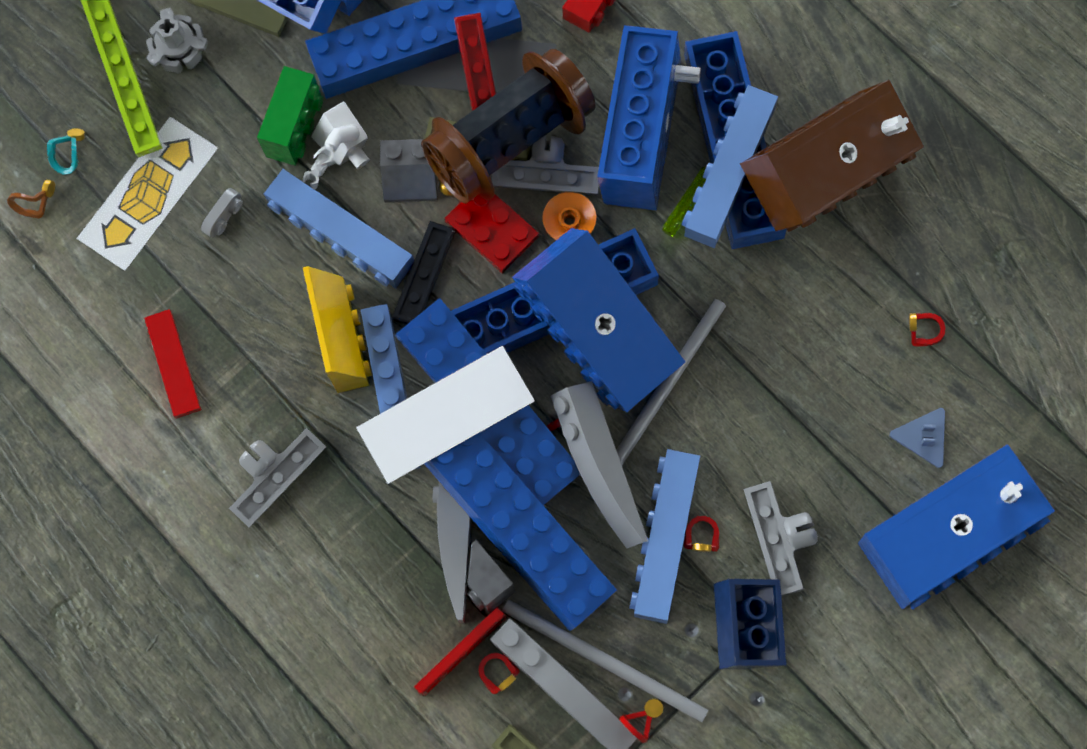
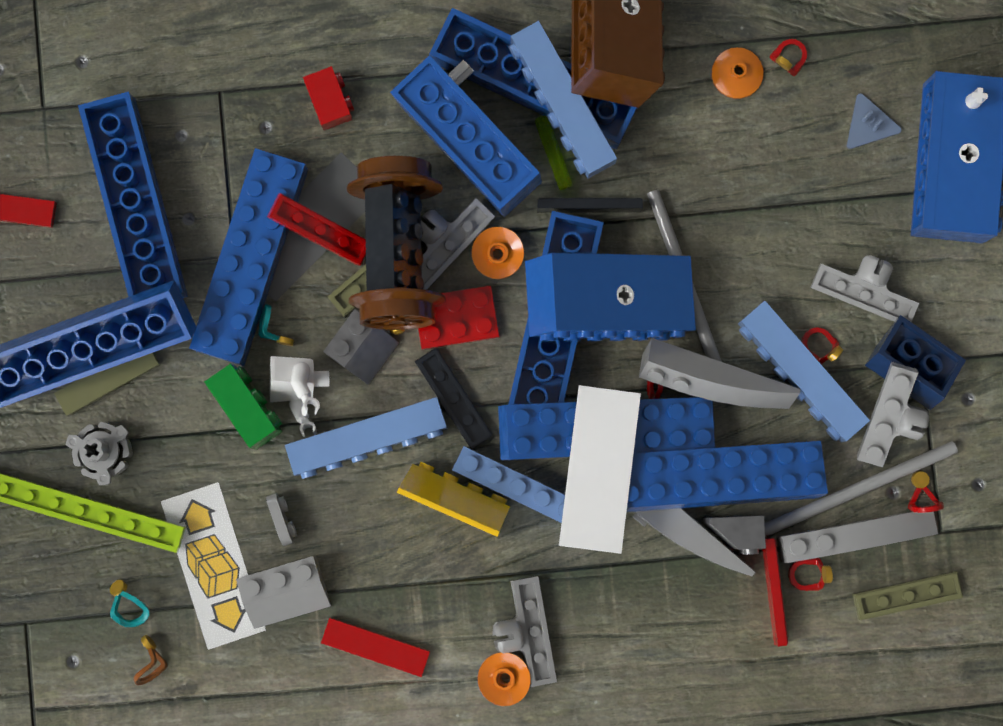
camera: 60 degrees left, 10 degrees up
(165, 258) = (283, 592): none -> light grey slope
(211, 475) = (493, 686): none -> orange dish
(367, 86) = (263, 325): none -> teal piece
(667, 260) = (590, 205): none -> black tile
(686, 636) = (892, 416): none -> light grey plate
(873, 309) = (728, 81): none -> orange dish

